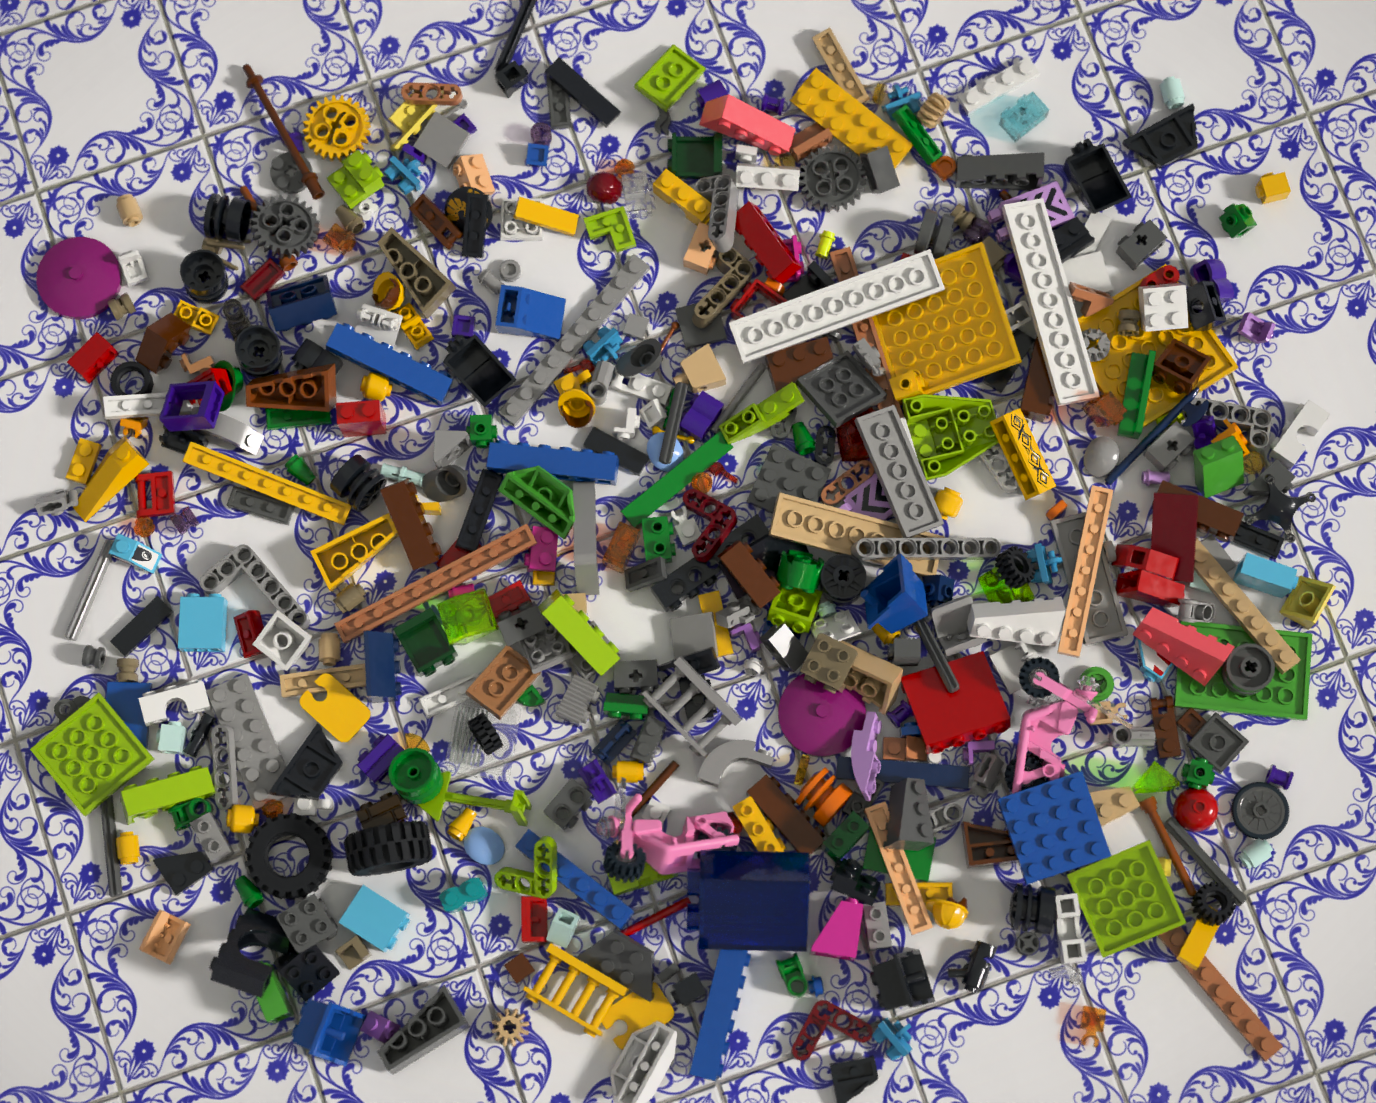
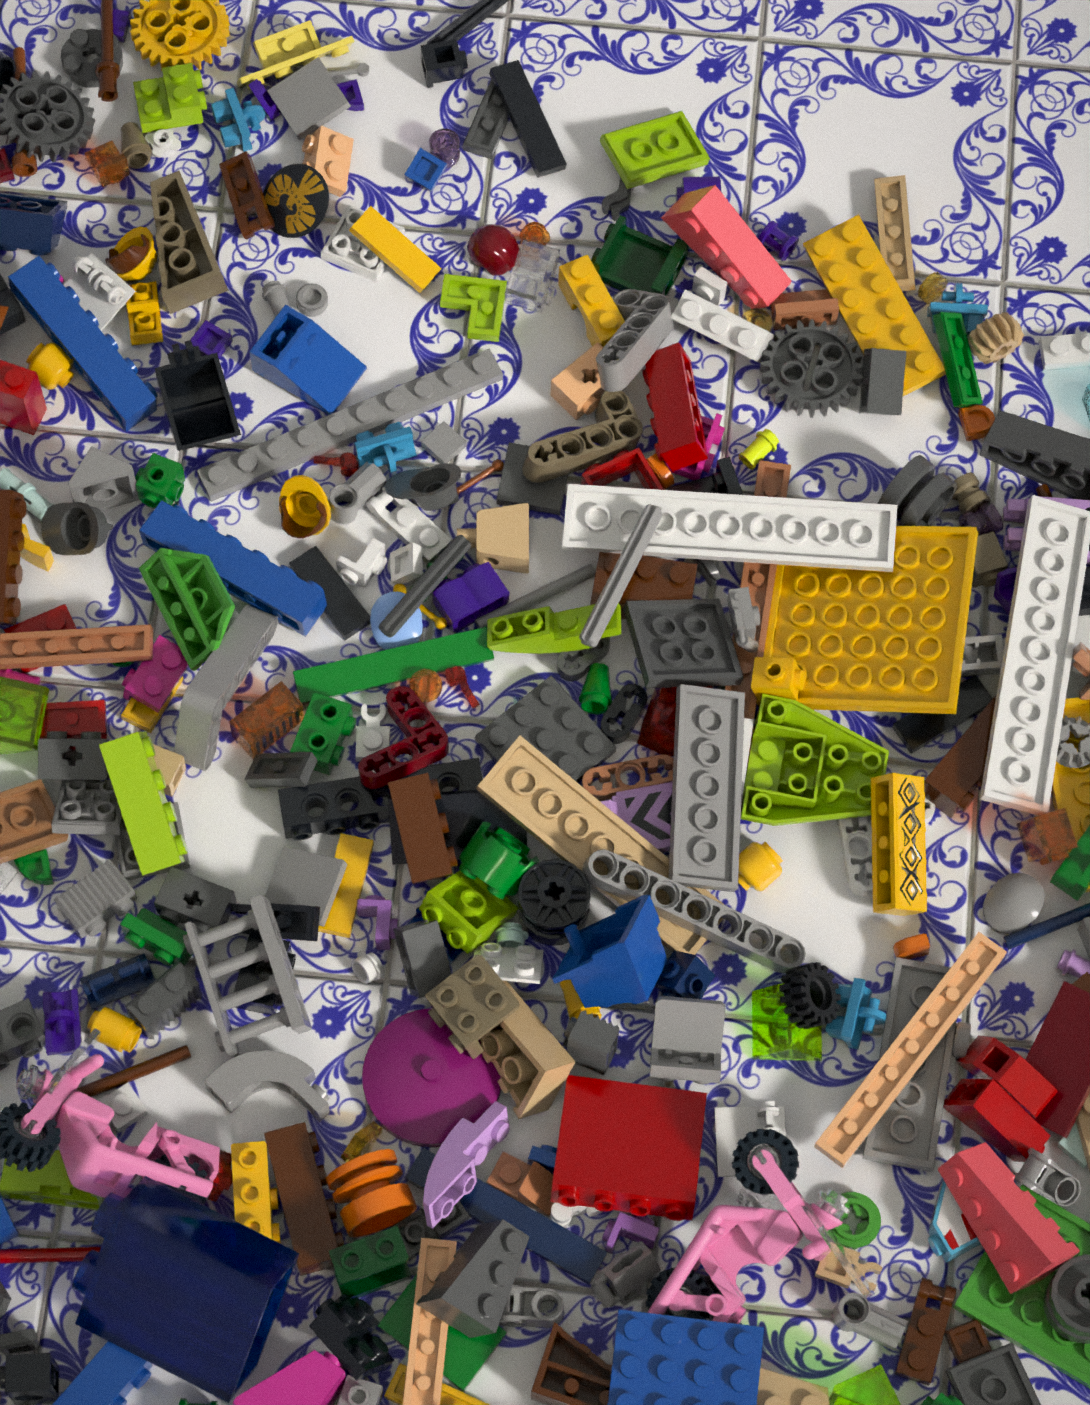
camera: 20 degrees right, 10 degrees down
(438, 100) = (330, 44): nougat beam -> none
(475, 225) = (294, 219): black tile -> none
(478, 511) = (98, 585): black tile -> none
(571, 382) = (318, 472): yellow plate -> none
(736, 613) = (380, 880): light grey piece -> none
(789, 367) = (620, 576): none -> light grey axle
(900, 714) = (542, 1129): dark purple bush -> none
(936, 655) = (635, 1066): dark grey axle -> none
(1018, 621) = (777, 1074): white wedge -> none

